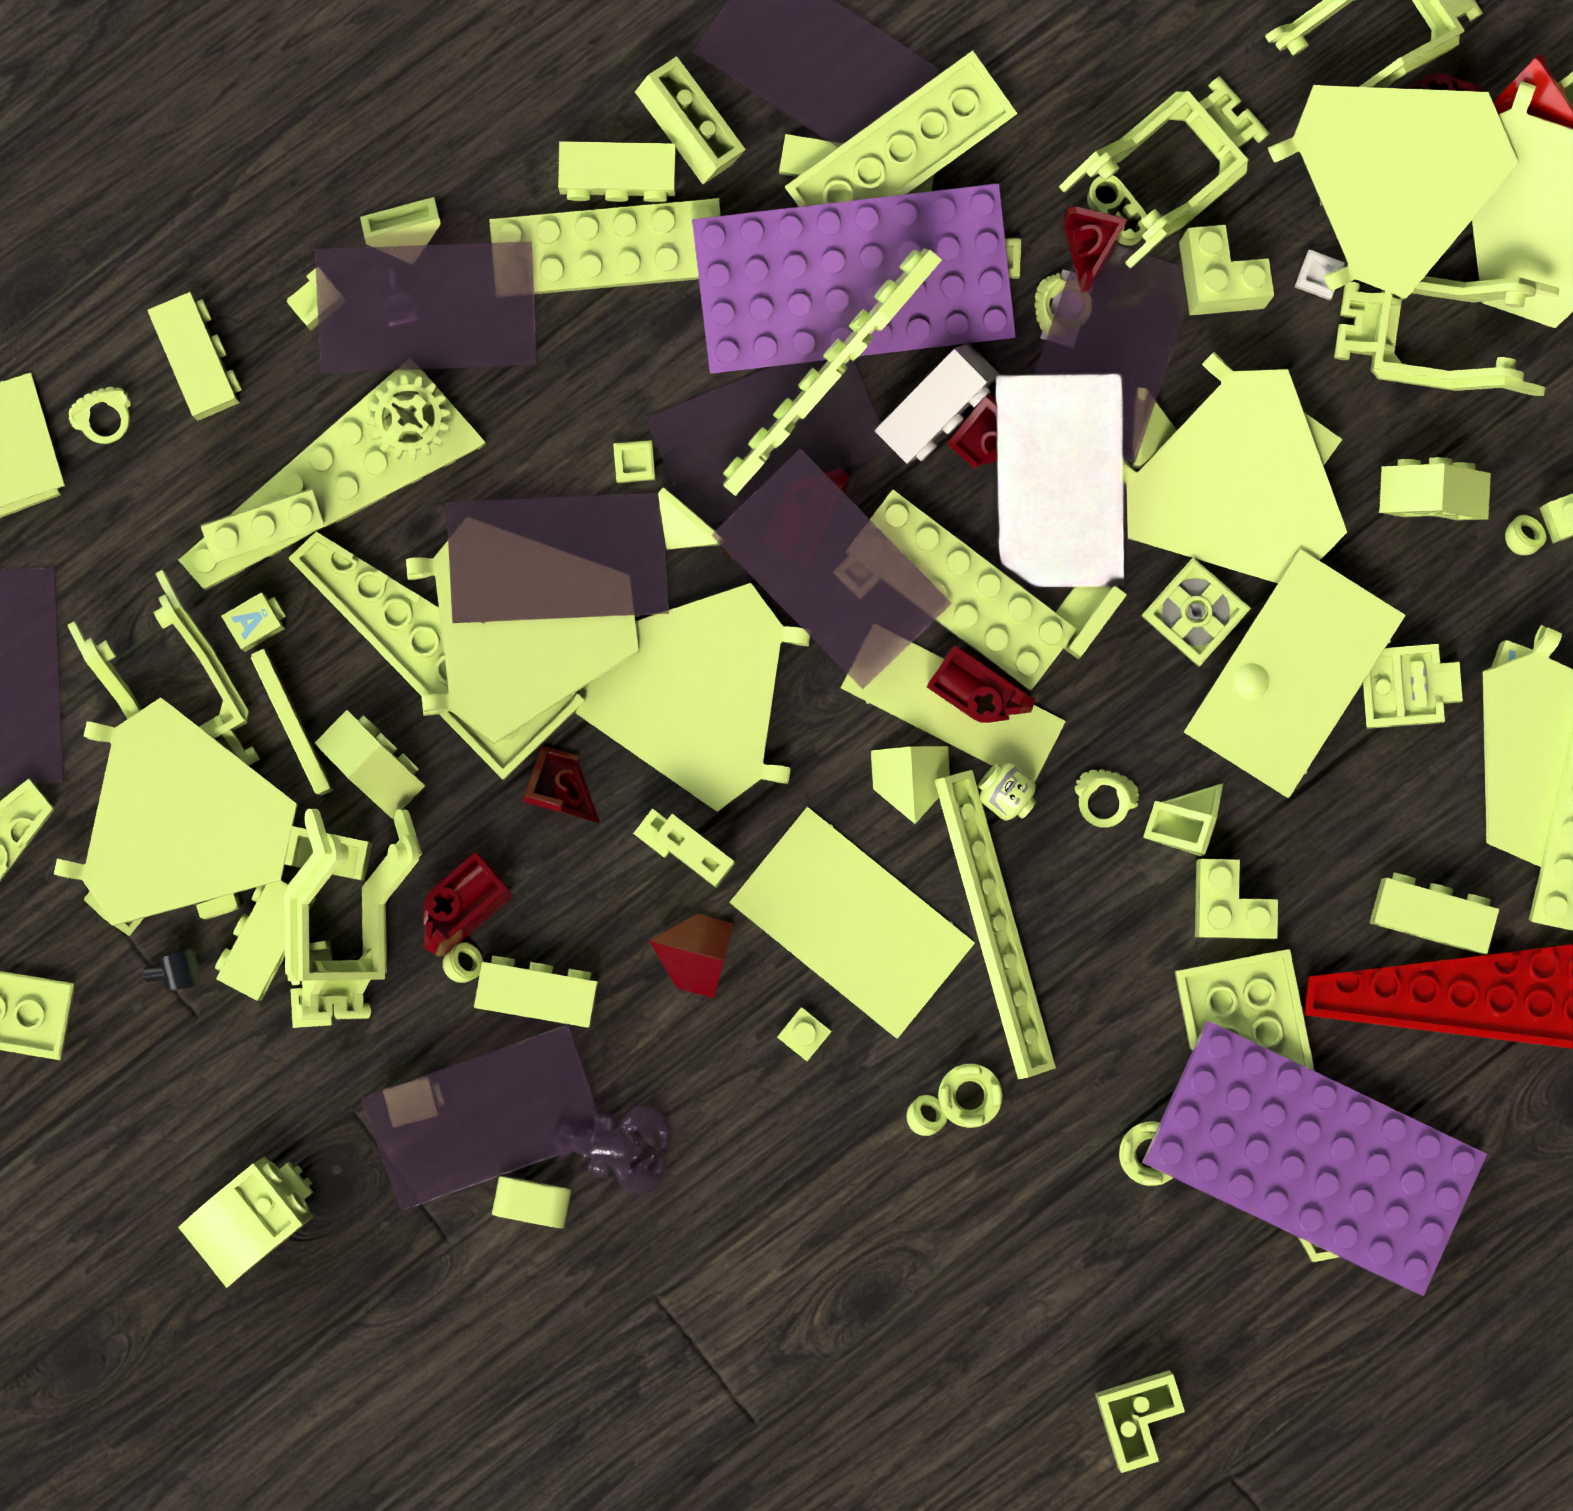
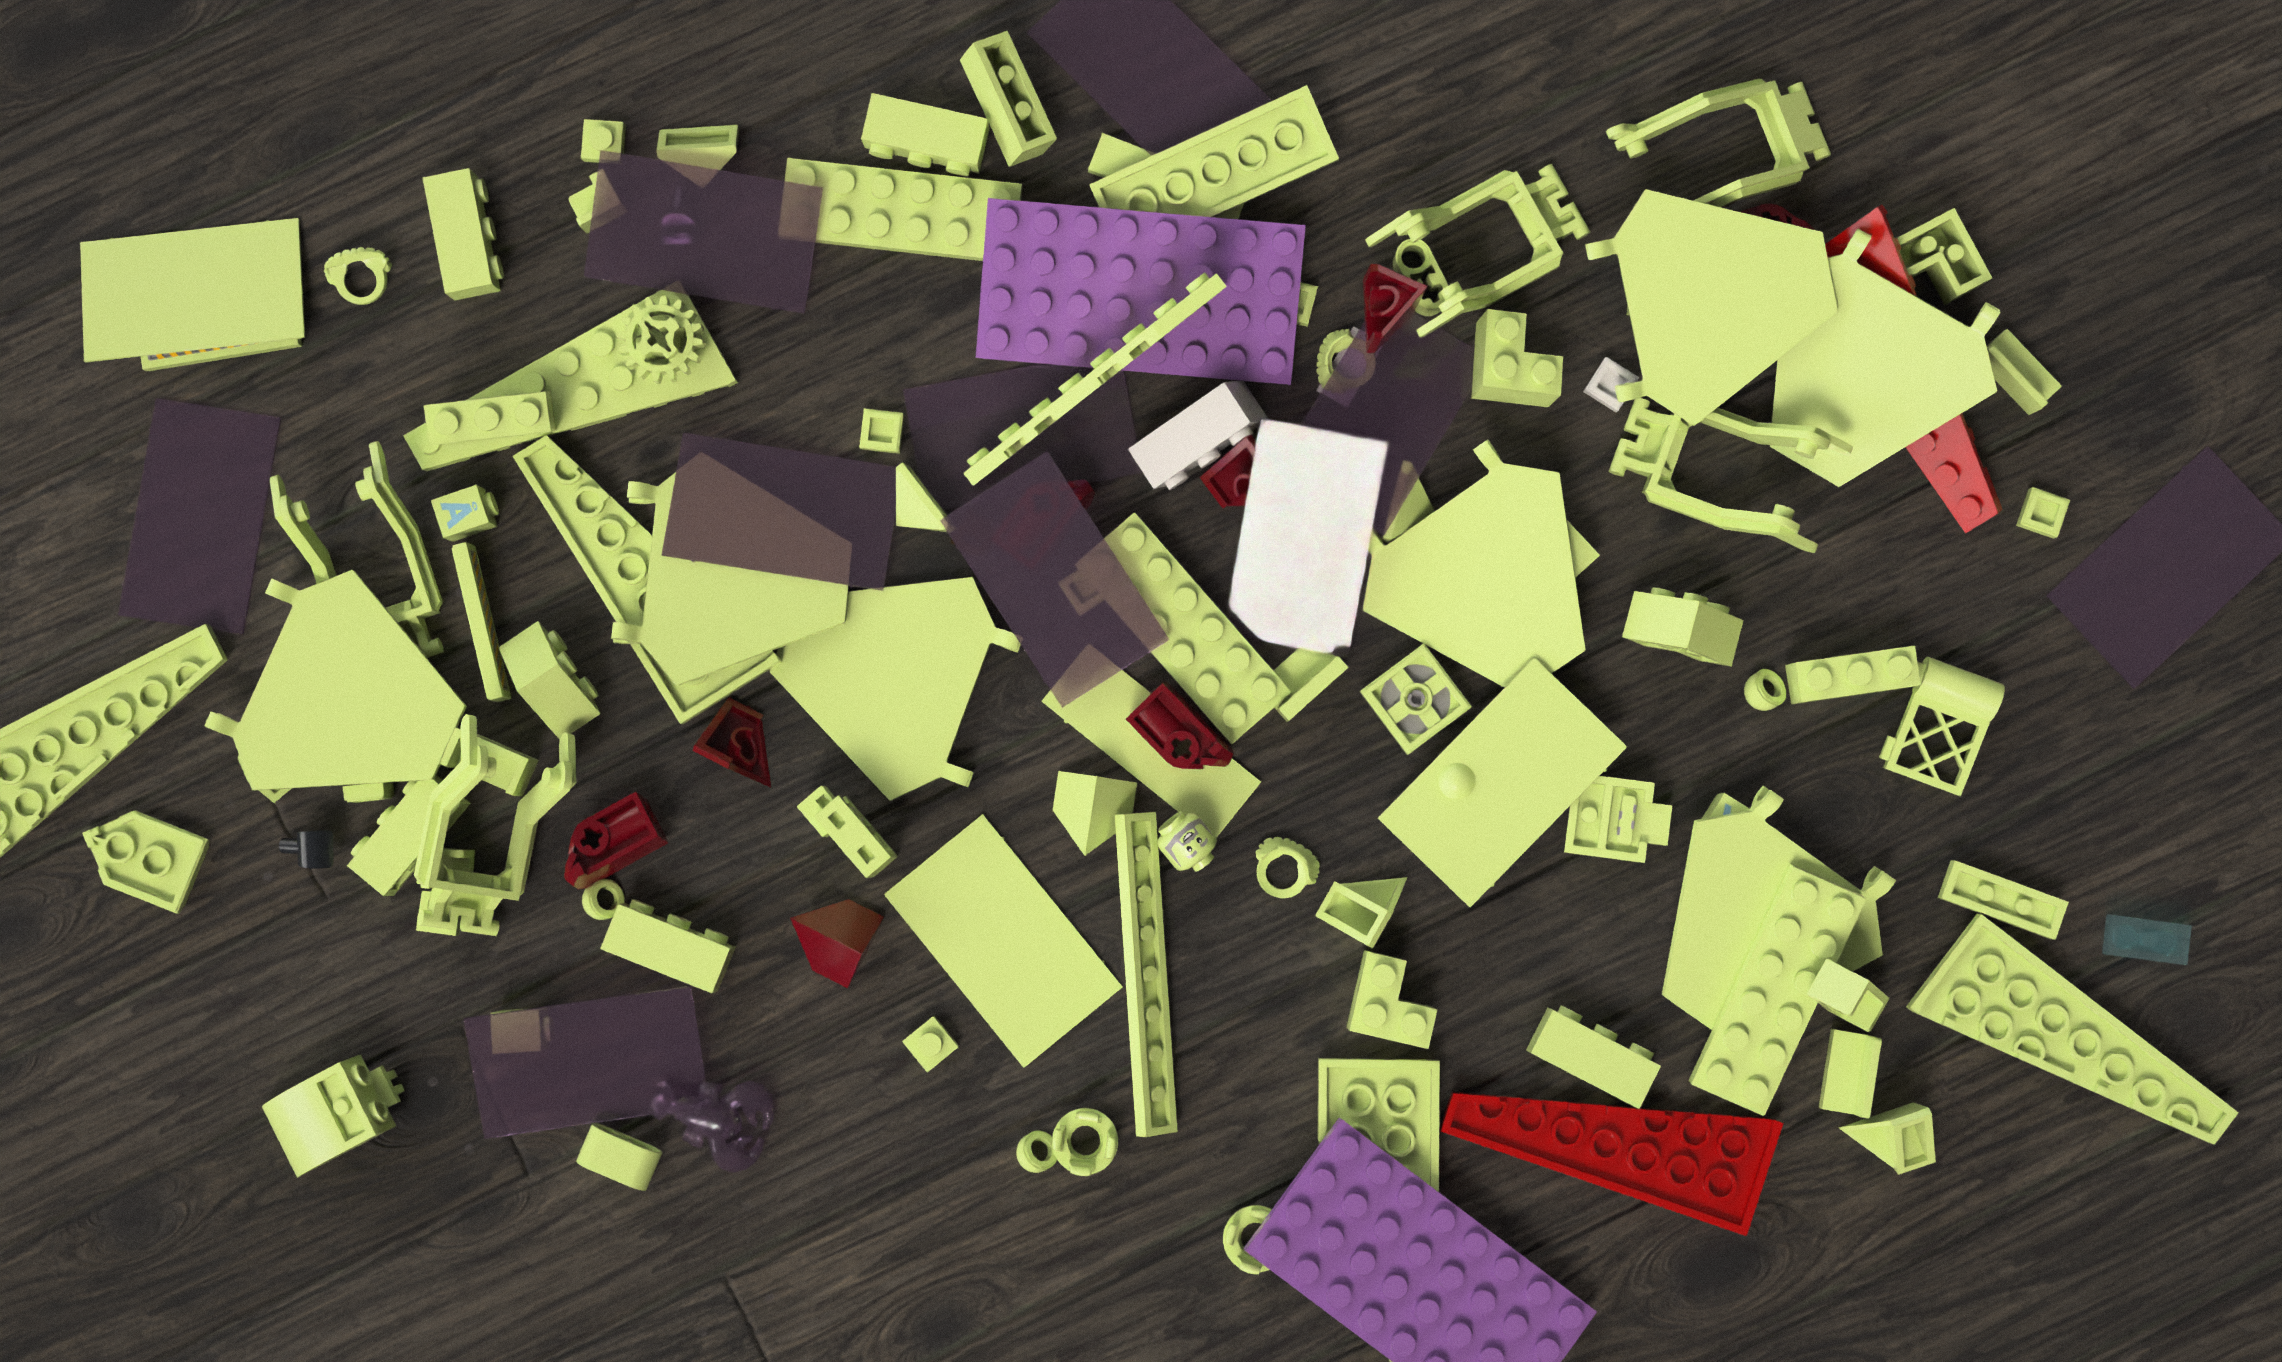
camera: 20 degrees right, 0 degrees up
(306, 237) = (602, 136): none -> yellowish green plate

